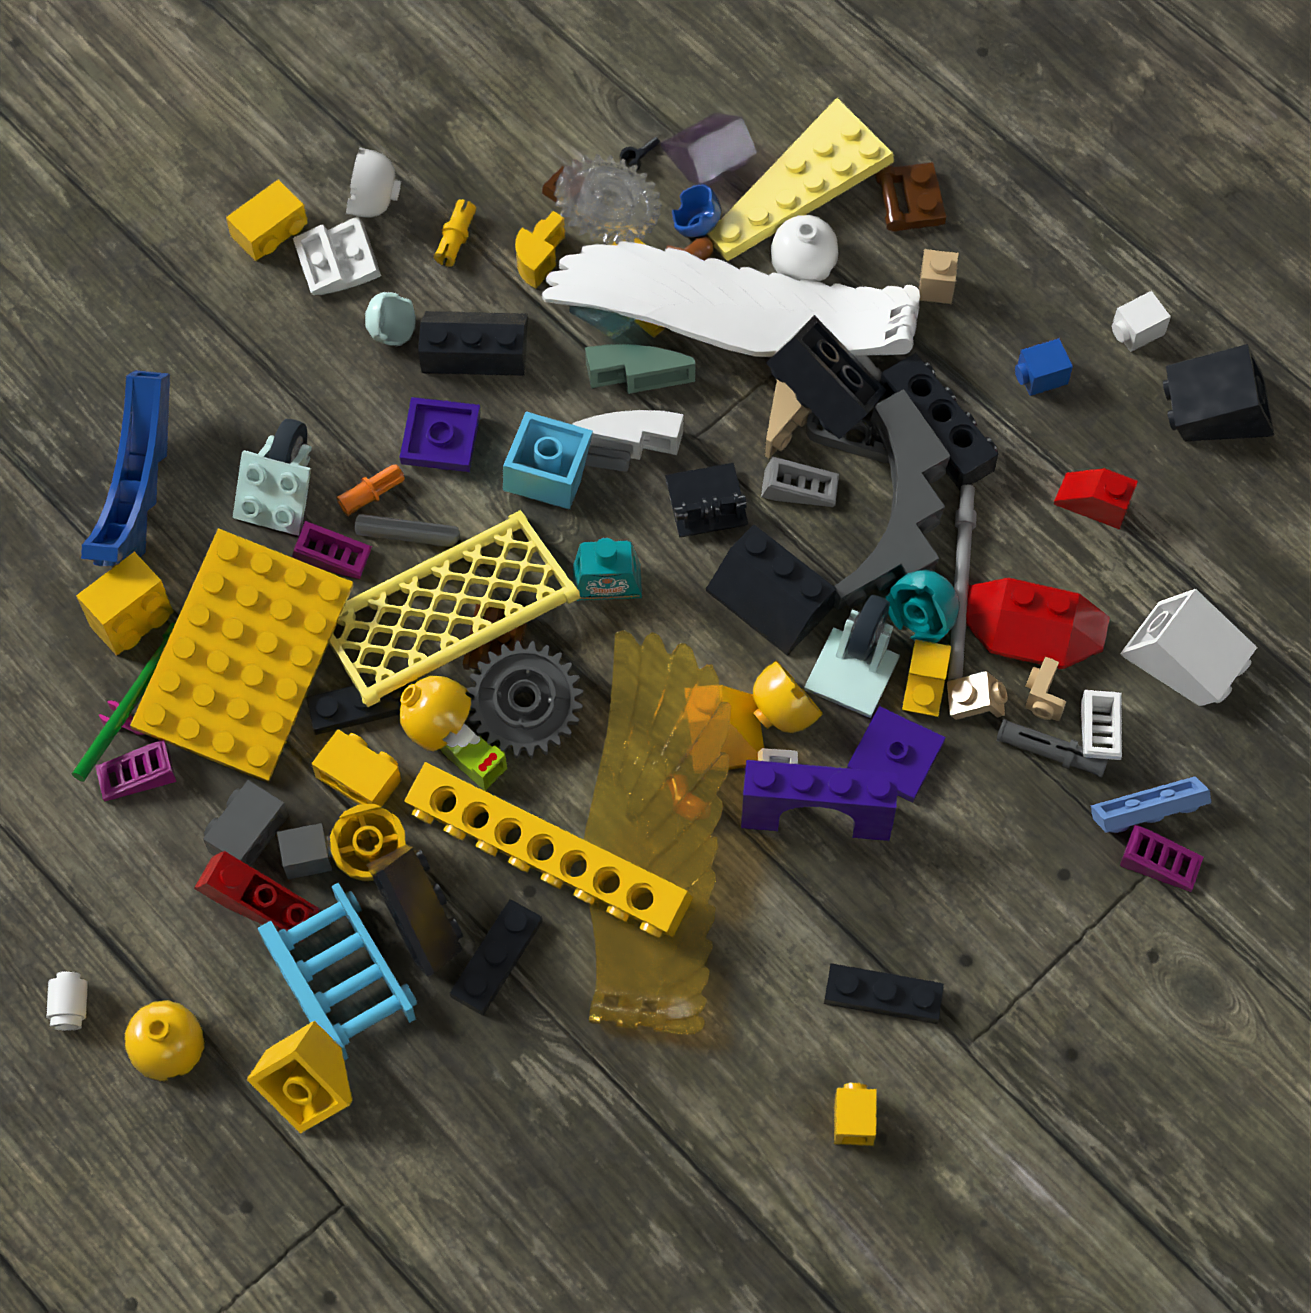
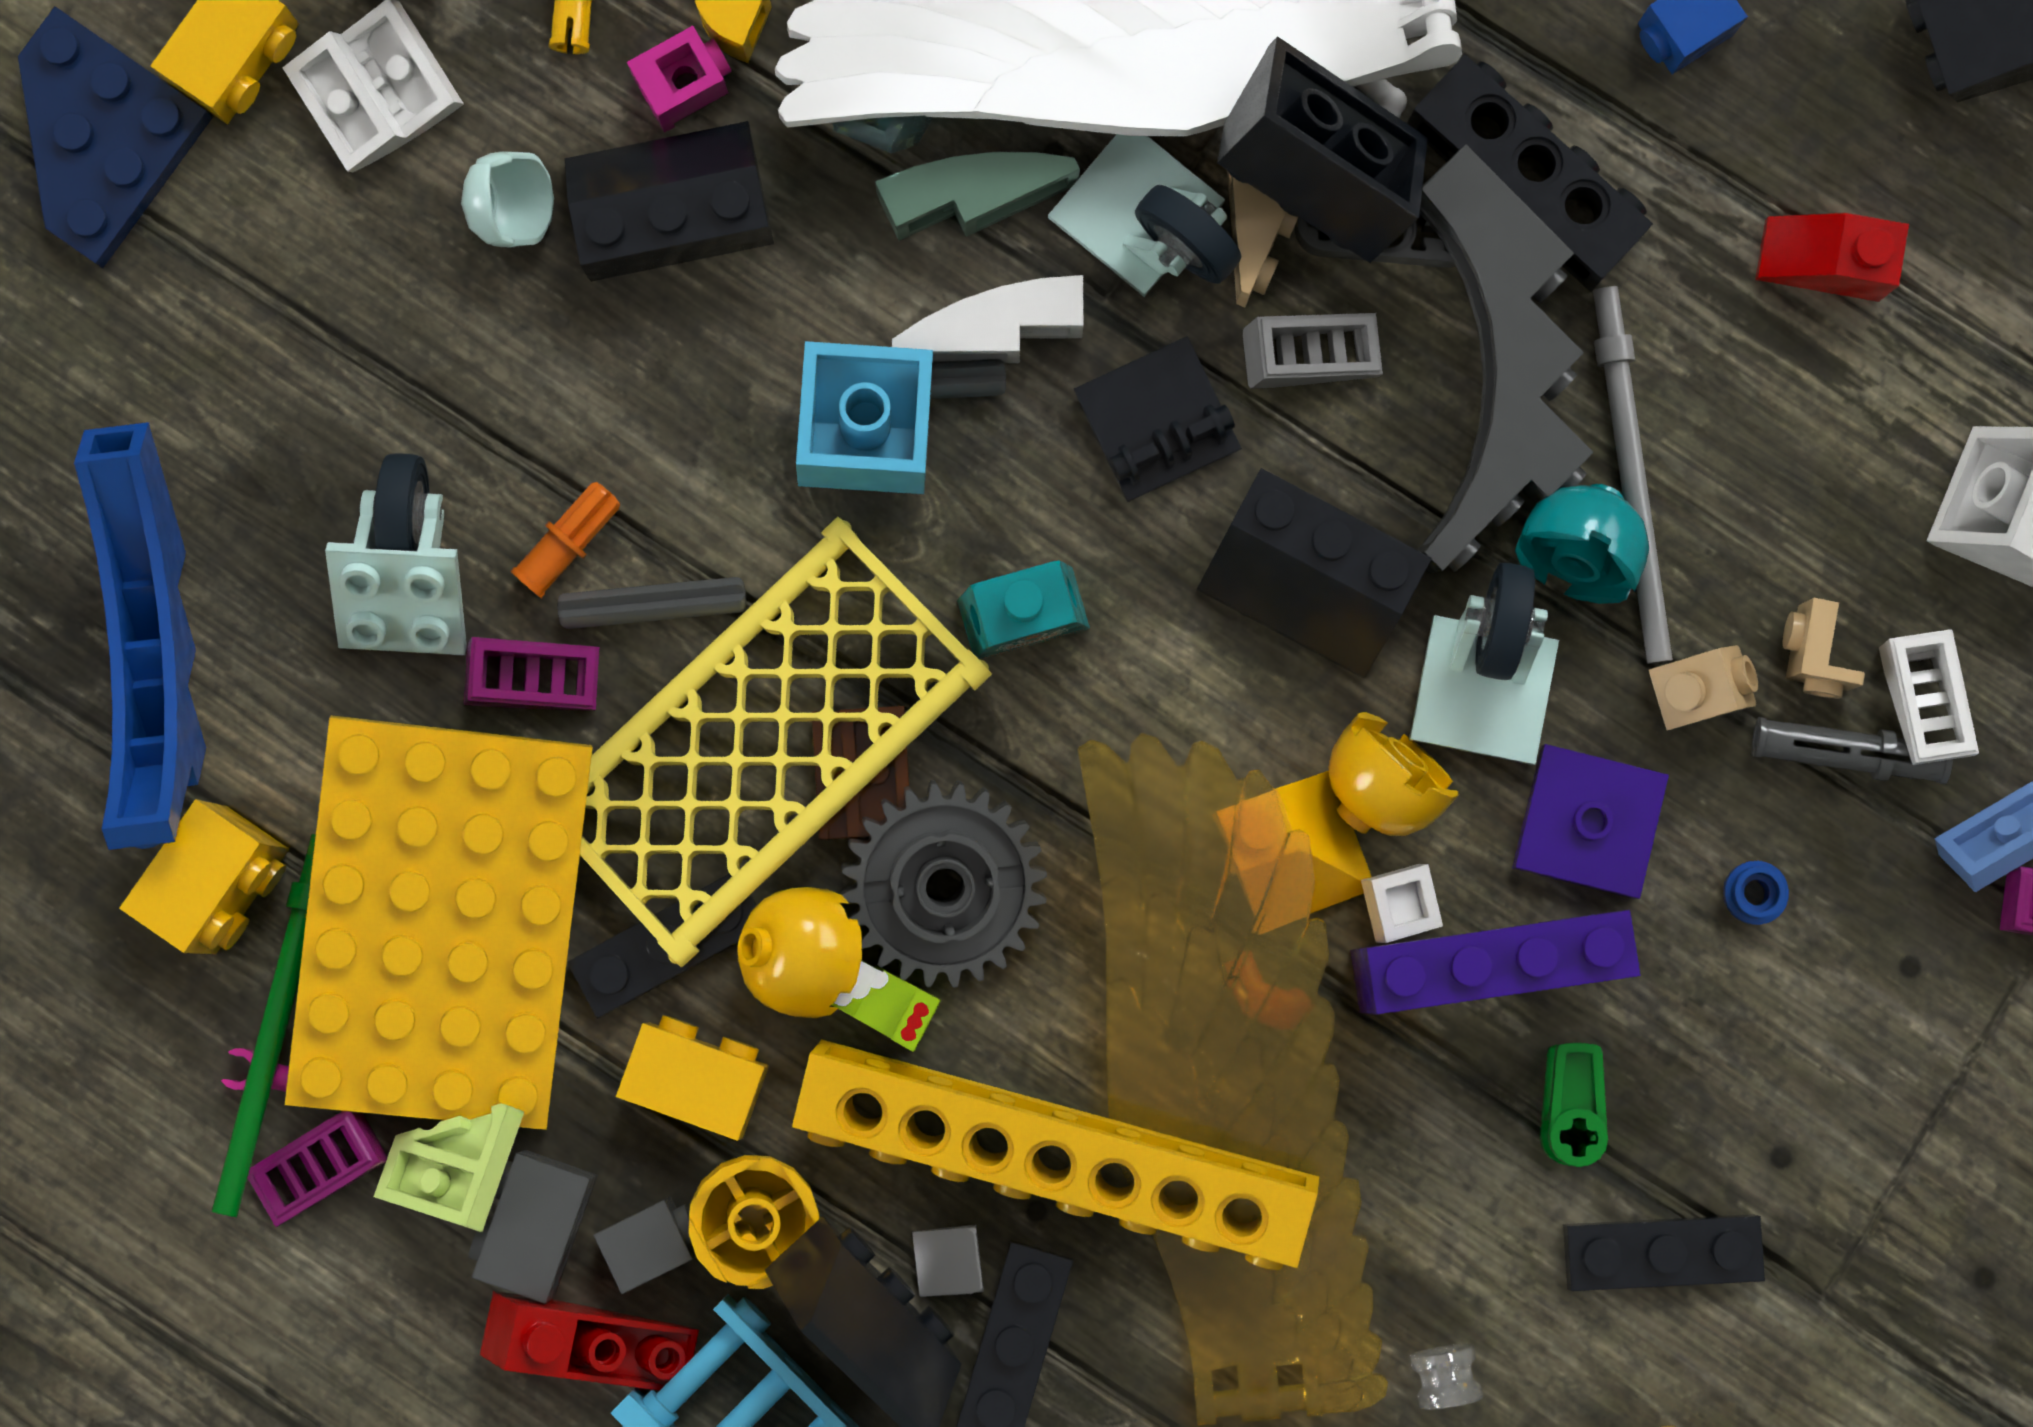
camera: 15 degrees left, 20 degrees up
(189, 250) = (99, 134): none -> dark blue plate
(210, 782) = (451, 1167): none -> yellowish green wing
(440, 434) = (659, 404): dark purple plate -> none
(472, 902) = (948, 1261): none -> light grey slope
(497, 282) = (661, 66): none -> dark pink brick
(725, 398) = (1147, 216): none -> light aqua plate
(739, 1027) = (1446, 1376): none -> clear wheel
(850, 897) = (1574, 1091): none -> green piece
(926, 678) = (1615, 670): yellow brick -> none
(983, 801) = (1774, 887): none -> blue plate
(1035, 622) = (1774, 529): red wedge -> none

